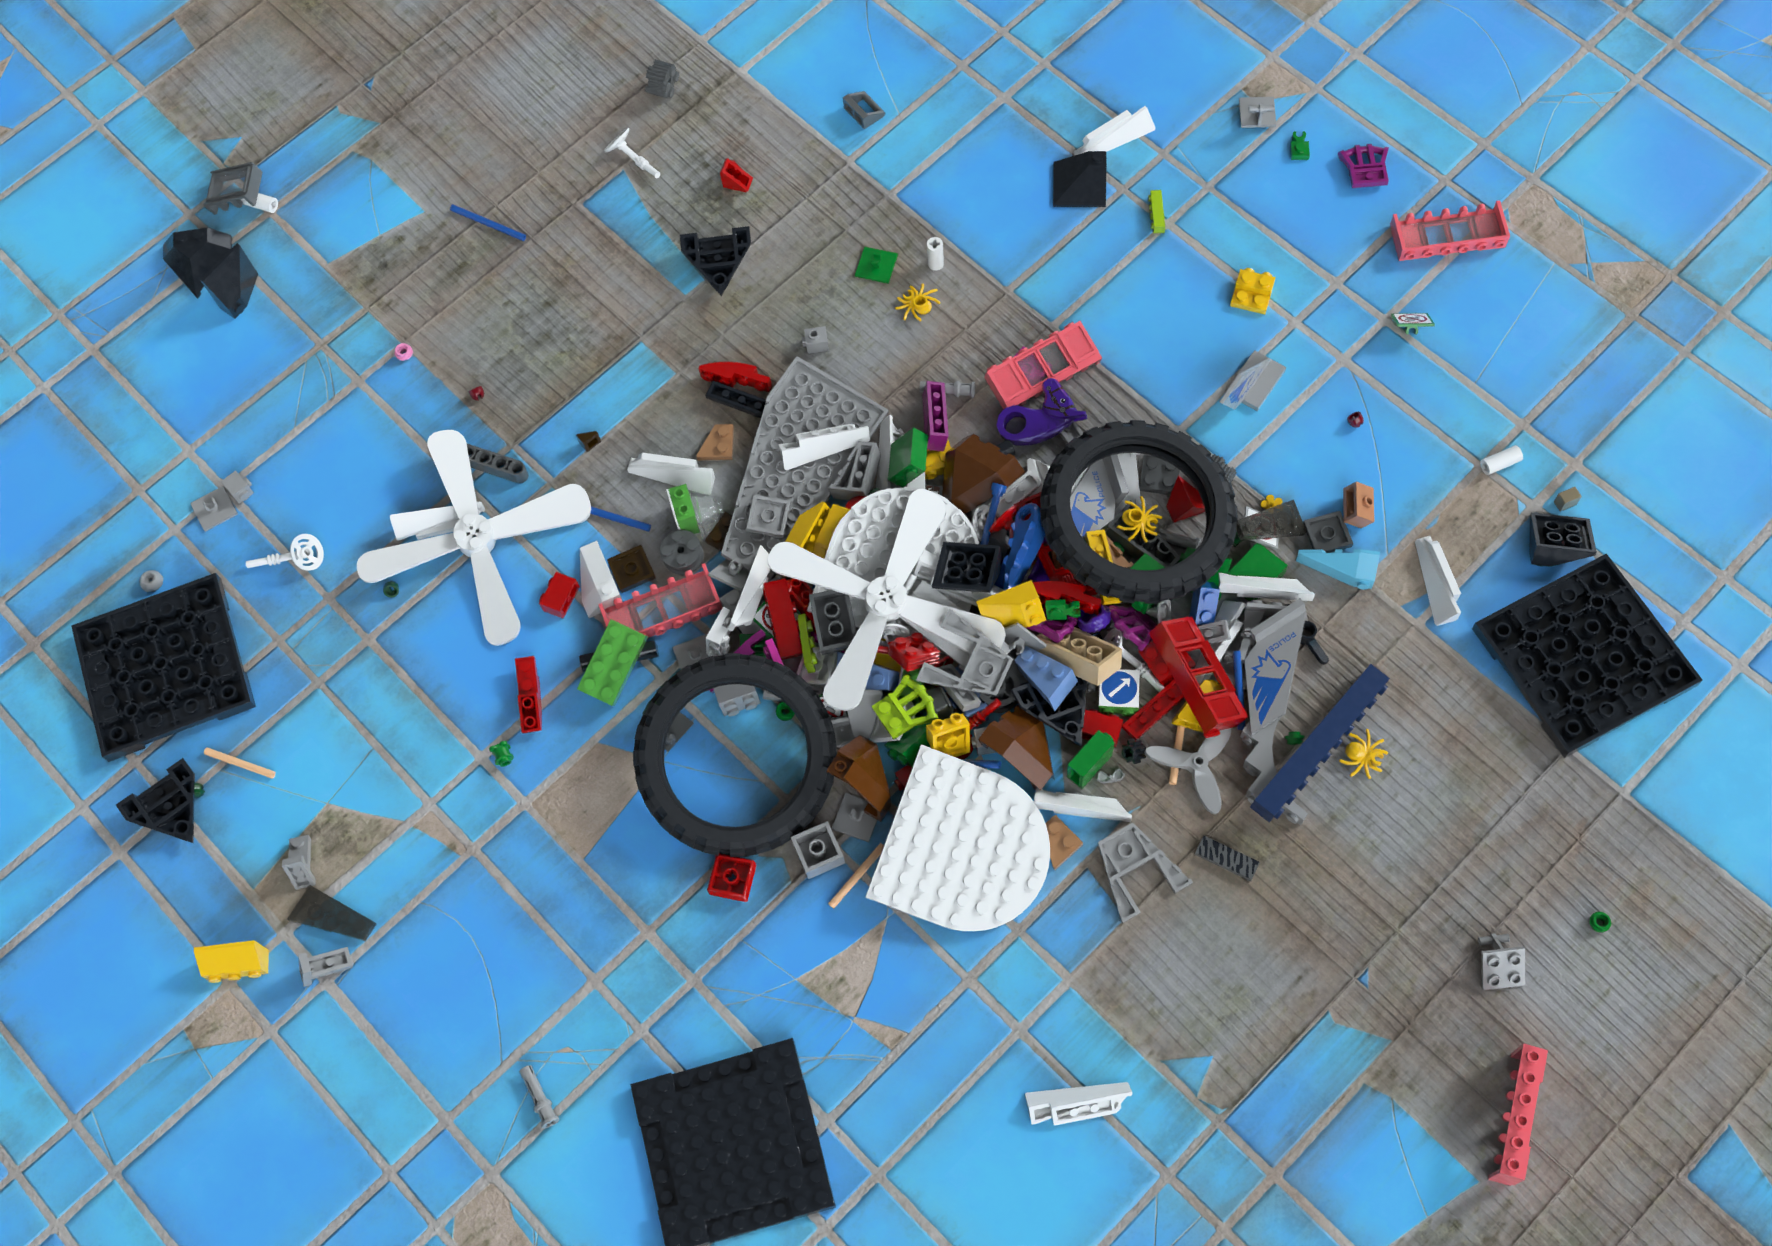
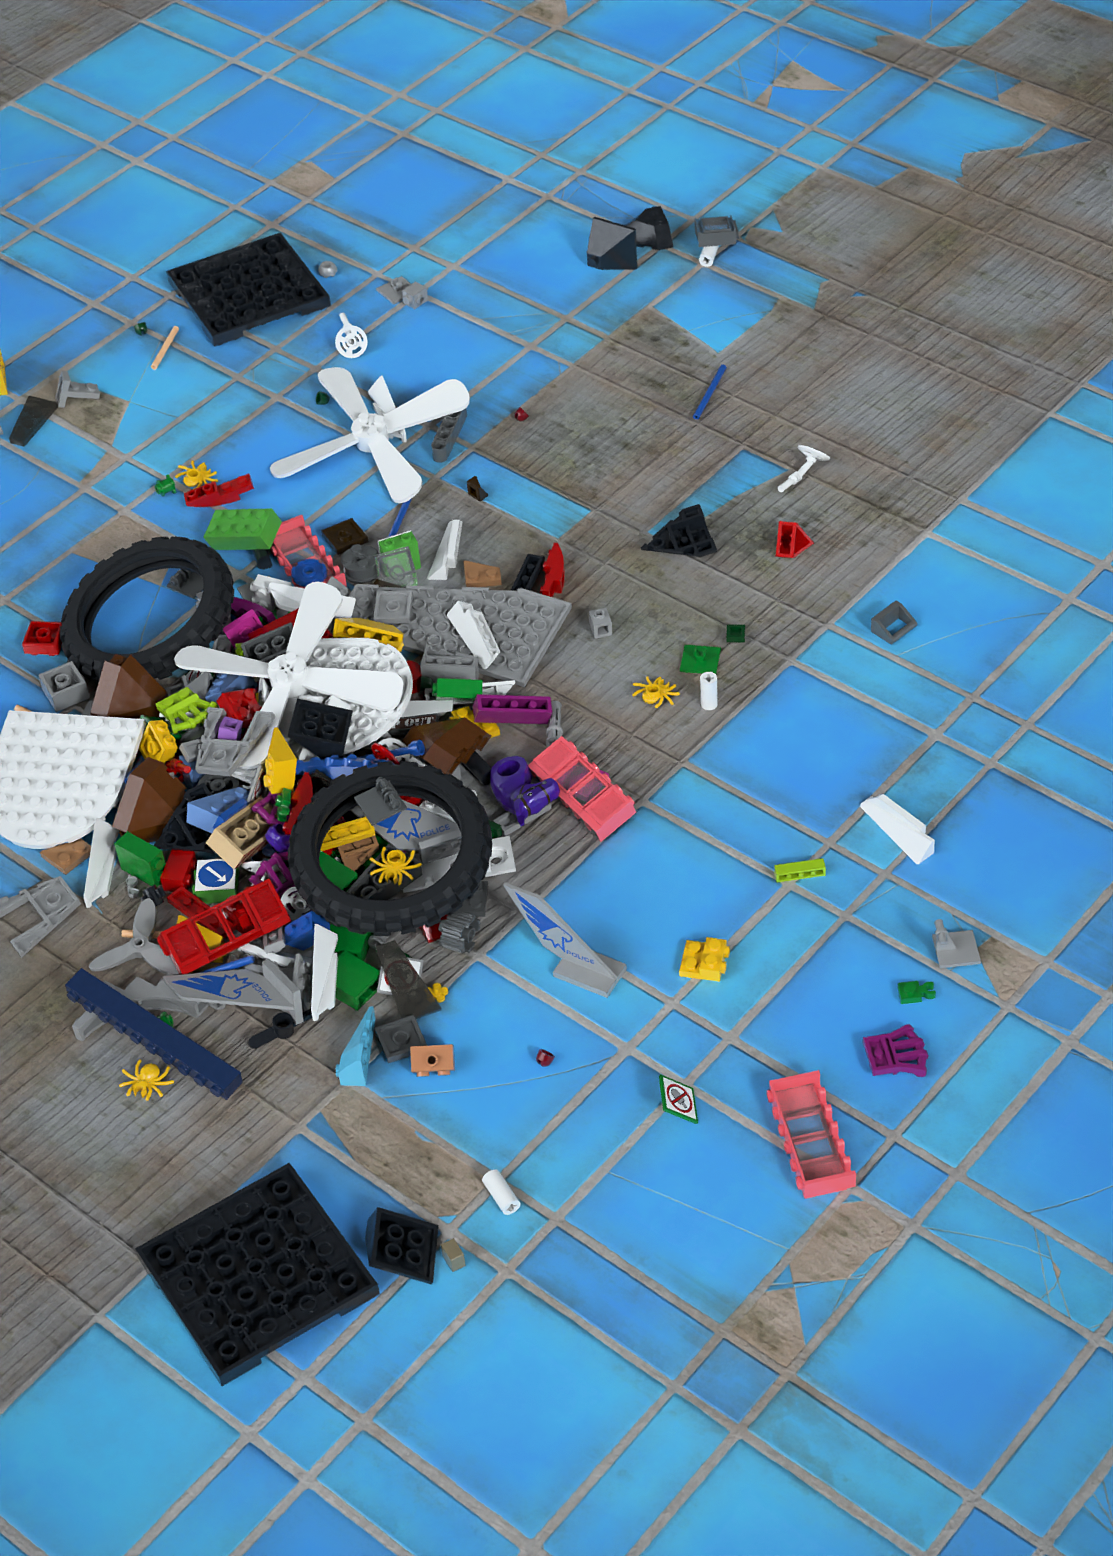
camera: 80 degrees right, 20 degrees down
(166, 804) = (124, 310): black wedge -> none
(403, 348) = (560, 364): bright pink plate -> none
(491, 721) = (197, 475): none -> yellow animal
(559, 595) = (316, 495): red brick -> none
(596, 580) = (327, 517): white wedge -> none
(661, 79) = (892, 470): dark grey brick -> none
(701, 605) = (300, 574): none -> blue tile
(852, 230) = (735, 633): none -> dark green plate
(952, 660) = (230, 729): none -> medium lavender brick
(1069, 658) = (238, 806): none -> blue tile
(1080, 180) = (829, 805): black slope -> none
(1099, 506) = (380, 802): none -> dark grey hinge
(1227, 858) = (43, 979): tile -> none
(1439, 581) = (349, 1142): white wedge -> none

